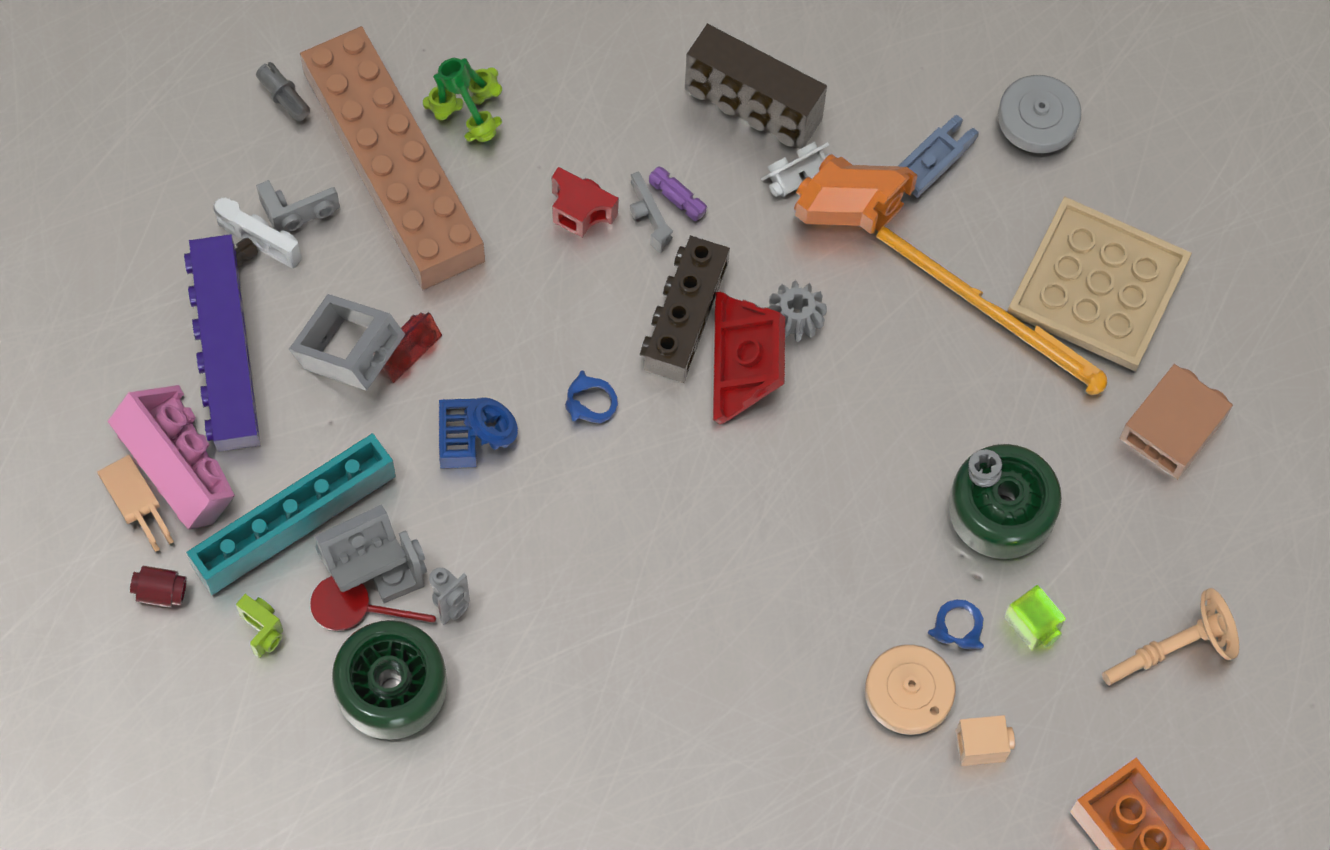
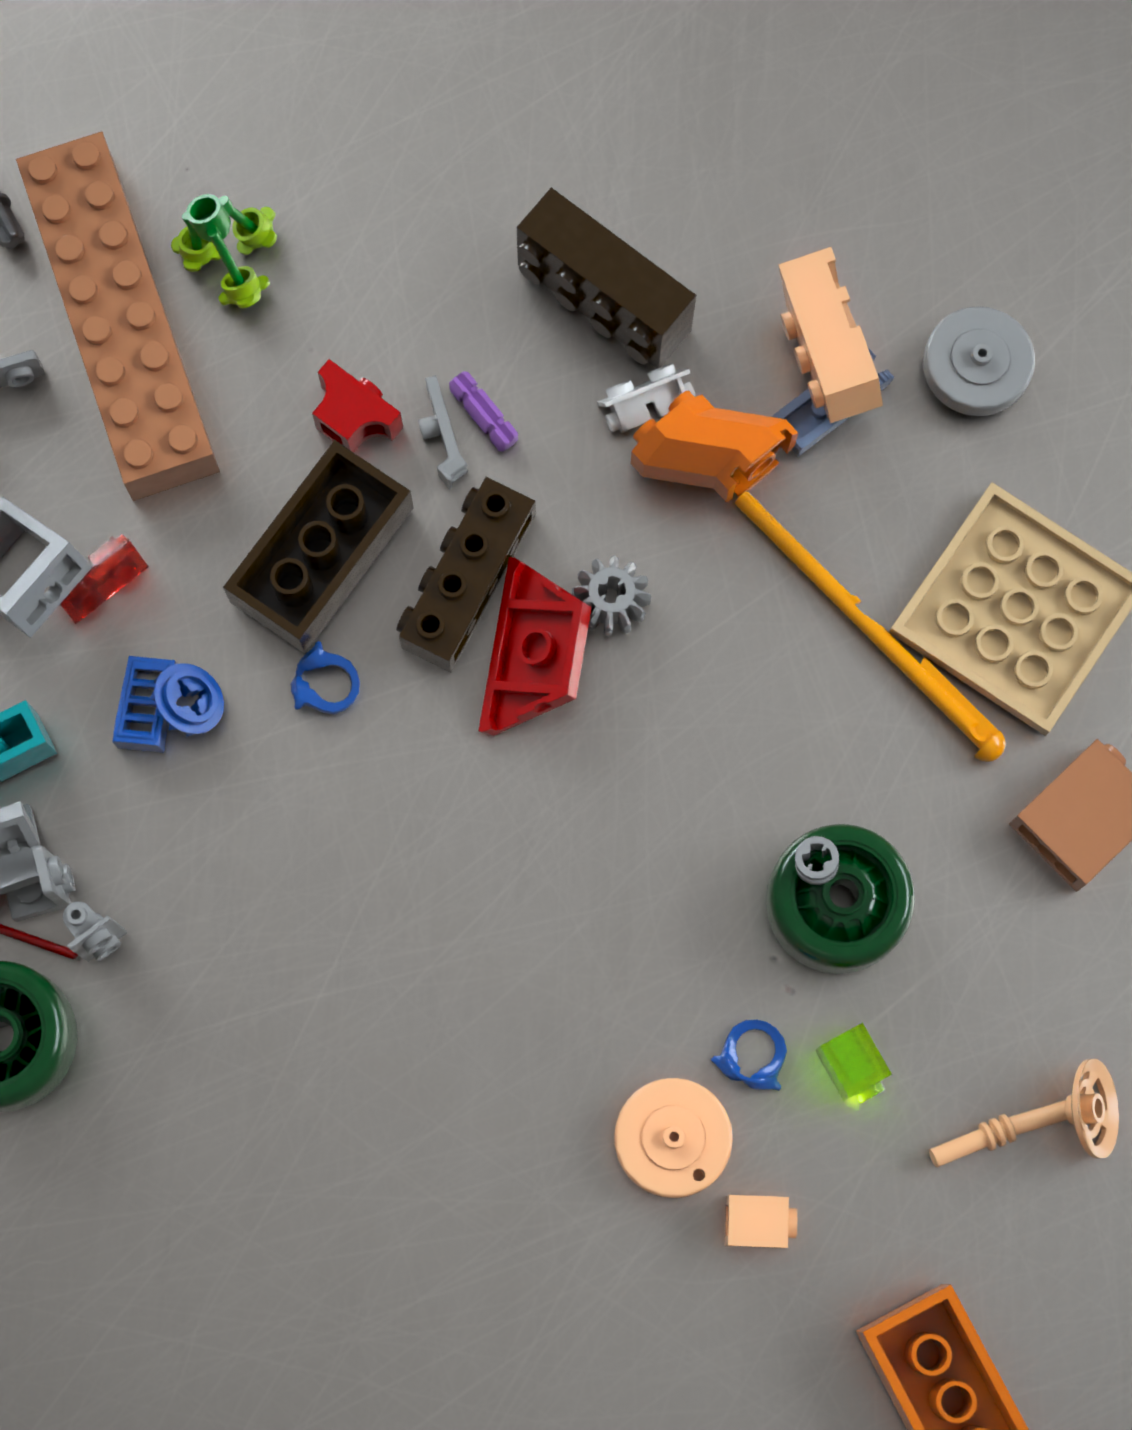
camera: 10 degrees right, 10 degrees up
(573, 301) = (319, 546): none -> dark brown brick
(926, 107) = (828, 337): none -> light nougat wedge

